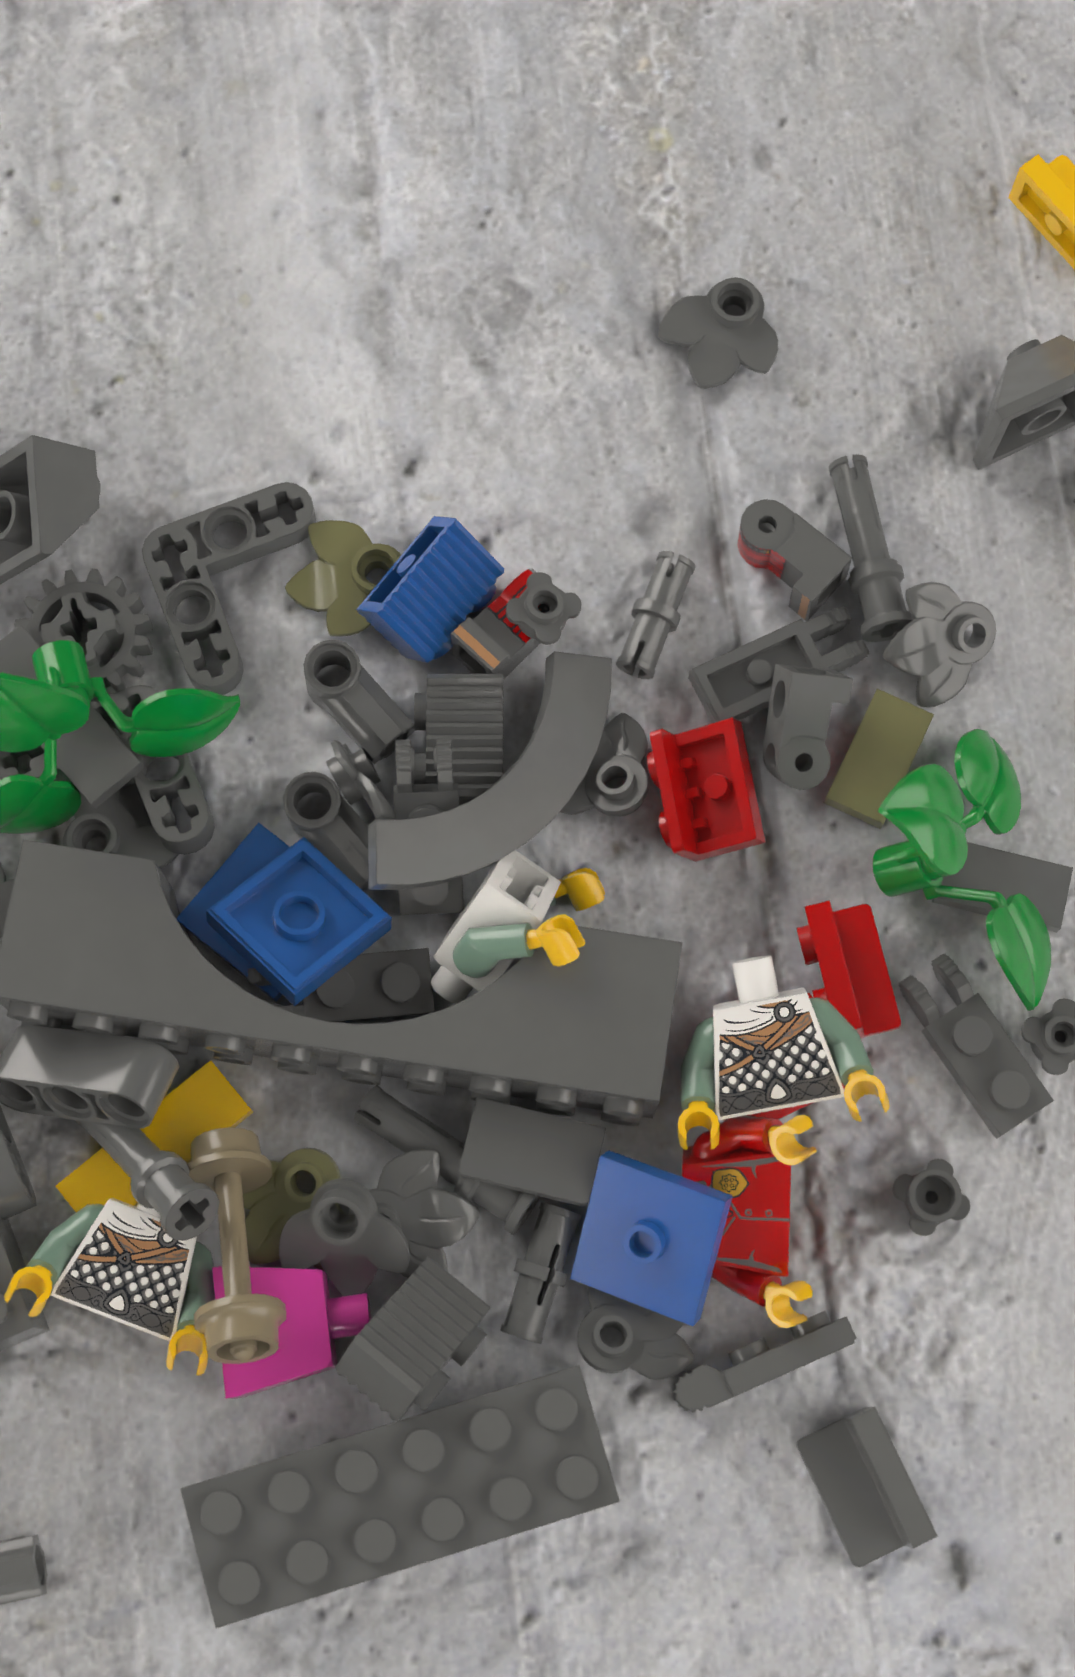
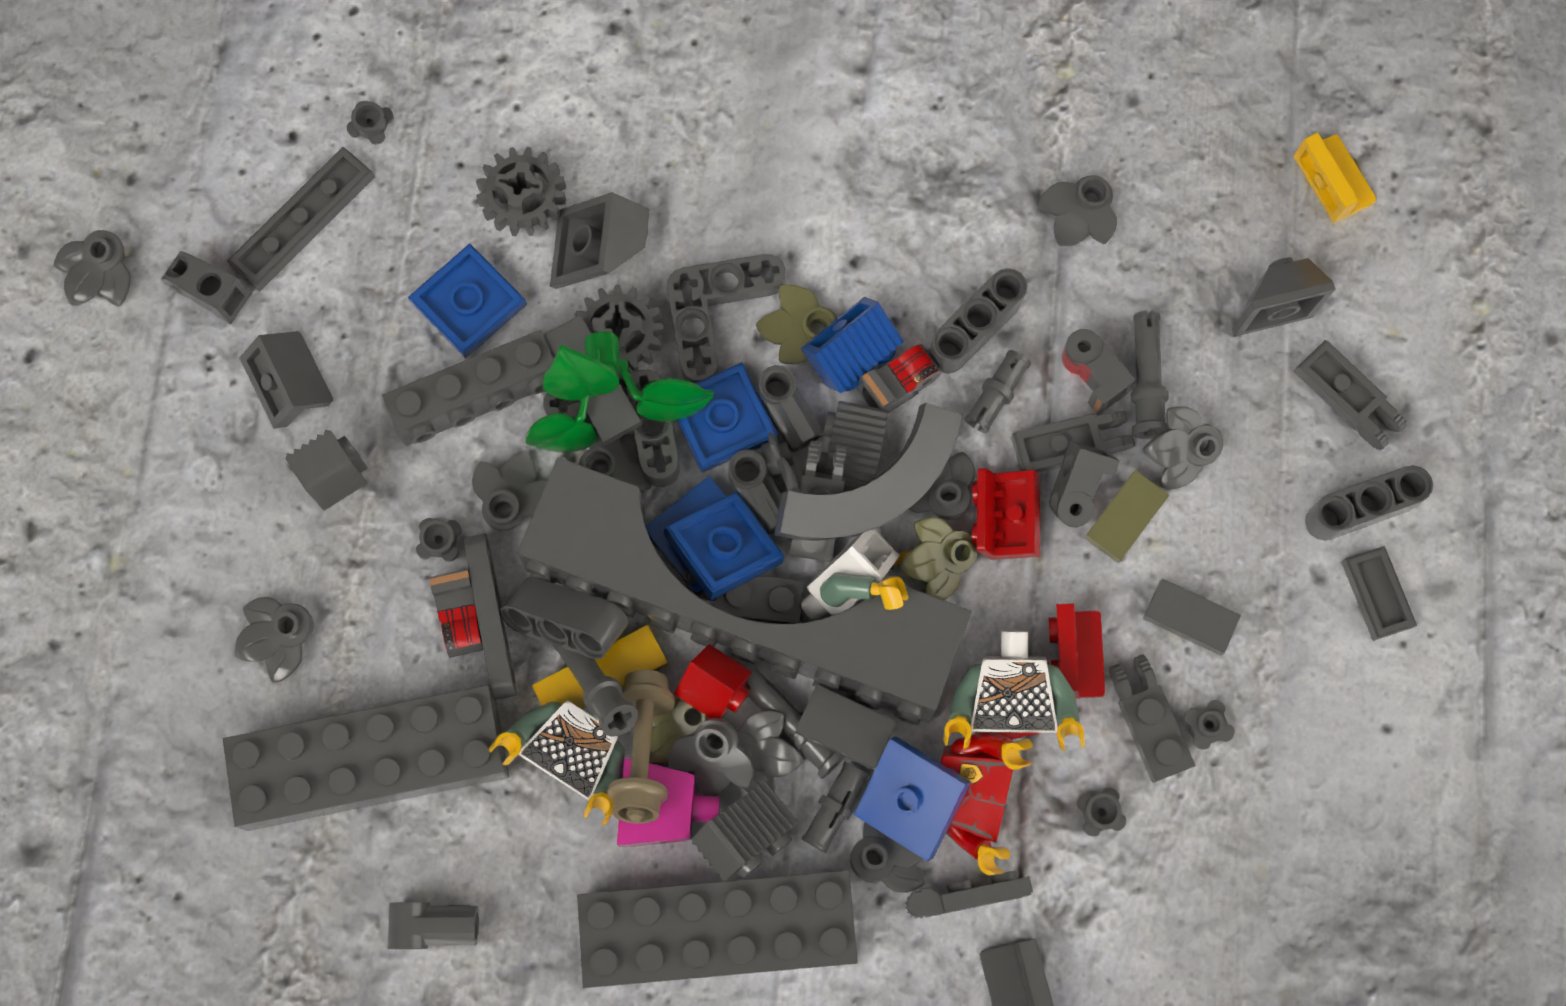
camera: 10 degrees right, 0 degrees up
(271, 737) = (729, 422): none -> blue plate
(324, 1128) = (714, 683): none -> red brick
(541, 626) = (924, 384): dark grey plate -> none
(612, 492) = (984, 303): none -> dark grey beam
(613, 875) = (935, 558): none -> olive plate
(930, 815) = (1151, 561): green plant -> none

